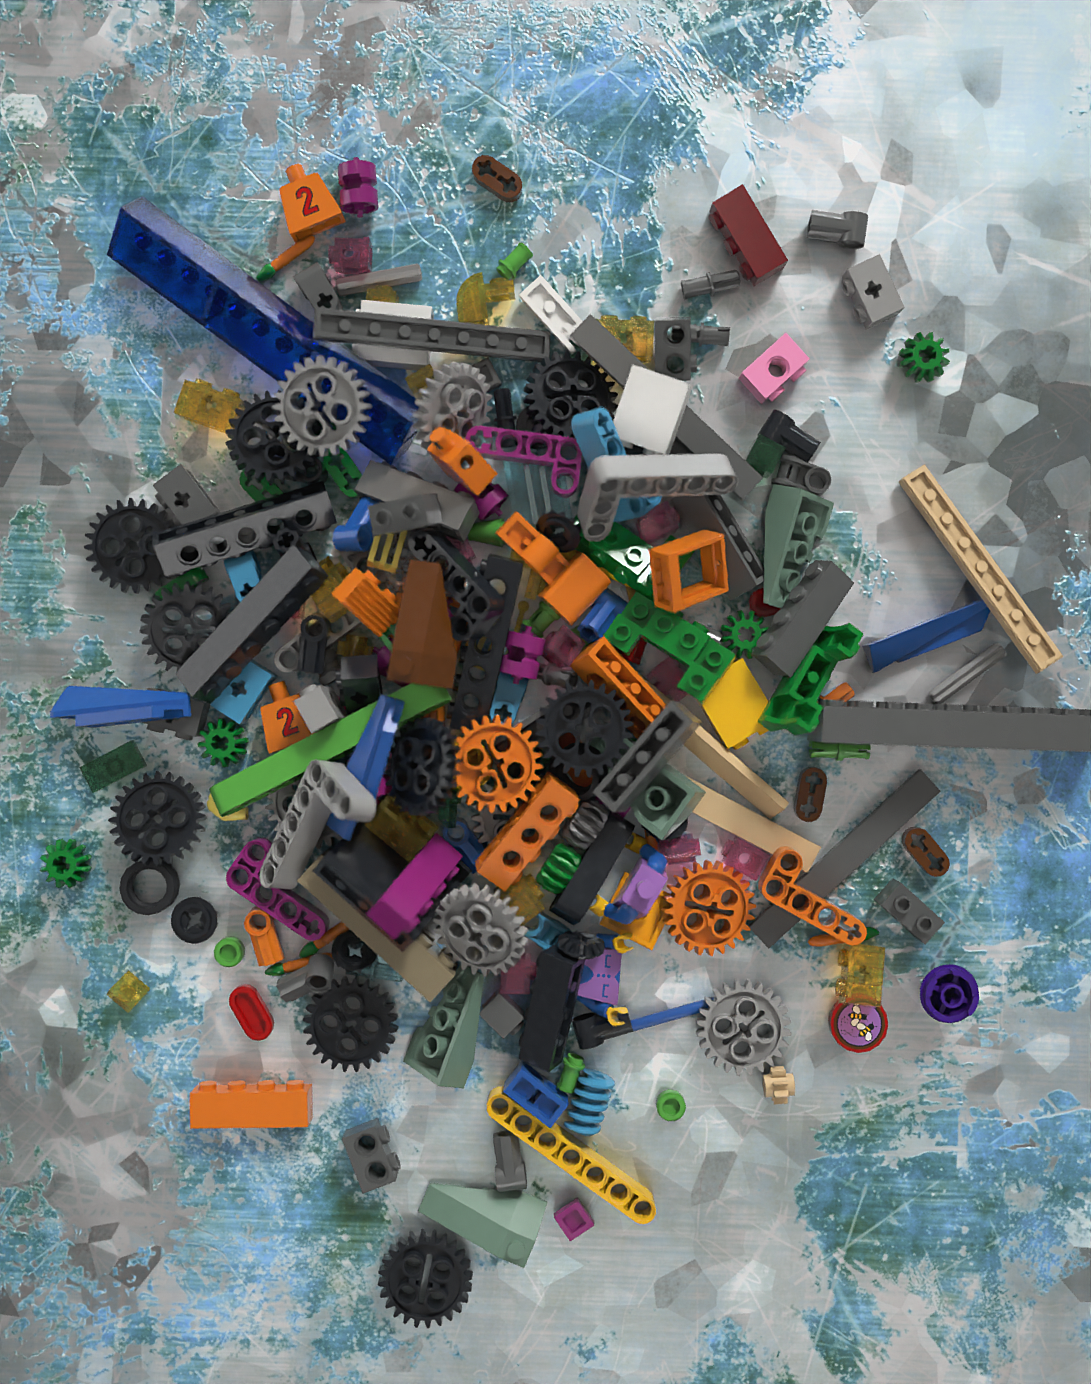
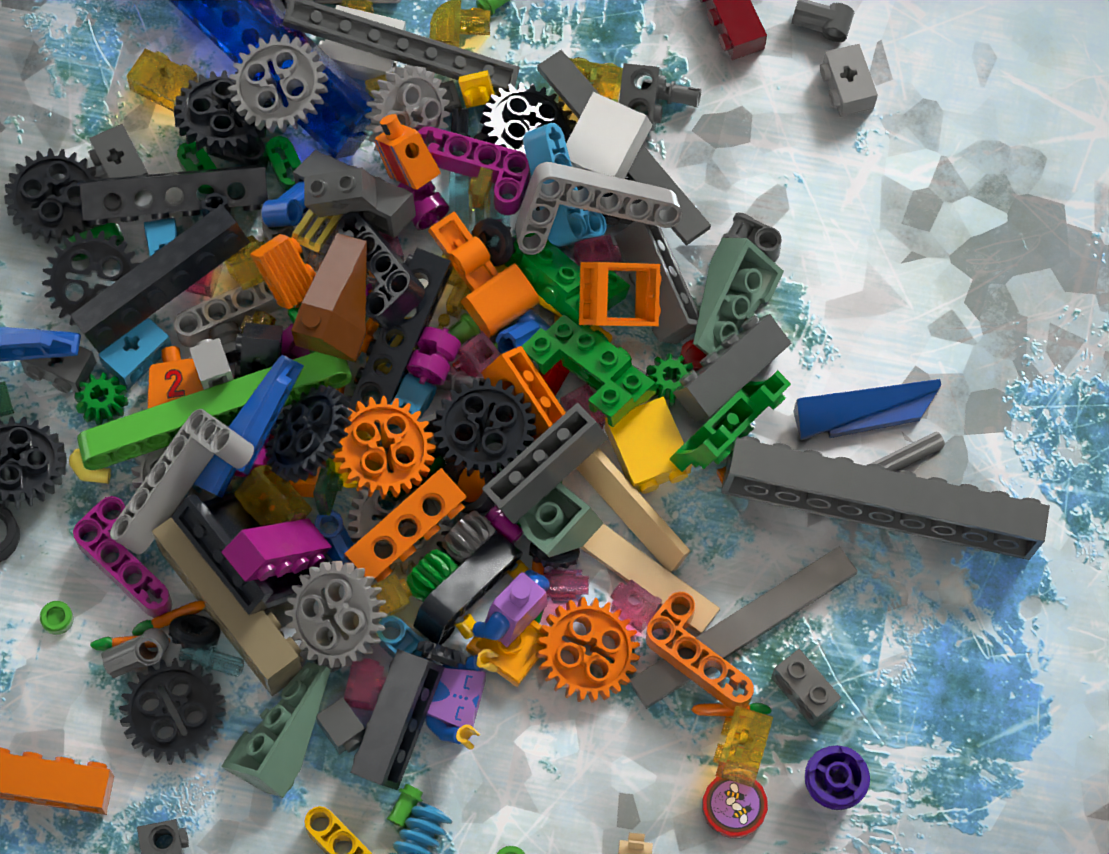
camera: 10 degrees right, 20 degrees down
(180, 920) = (29, 562): black gear -> none
(251, 1012) = (65, 685): red tile -> none
(264, 938) = (99, 604): orange piece -> none
(313, 647) = (219, 309): black piece -> none
(485, 532) = (419, 238): bright green cone -> none
(513, 365) = (476, 88): none -> yellow tile
(536, 478) = (481, 187): none -> clear yellow plate
(536, 1093) = (362, 815): blue brick -> none
(551, 311) = (522, 47): white hinge -> none
(594, 1029) = (439, 760): black piece -> none
(668, 1015) = (530, 763): blue bar -> none
(710, 284) = (686, 49): dark grey axle -> none
(760, 1047) = (620, 809): light grey gear -> none
(764, 455) = (718, 210): clear green brick -> none
(782, 353) = (747, 120): bright pink brick -> none
(783, 431) = (739, 194): black piece -> none
(817, 794) = (710, 551): reddish brown beam -> none
(838, 750) = (754, 512): bright green pin -> none
(930, 847) = (827, 636): reddish brown beam -> none
(934, 354) = (891, 136): green gear -> none
(980, 569) = (926, 352): tan tile -> none

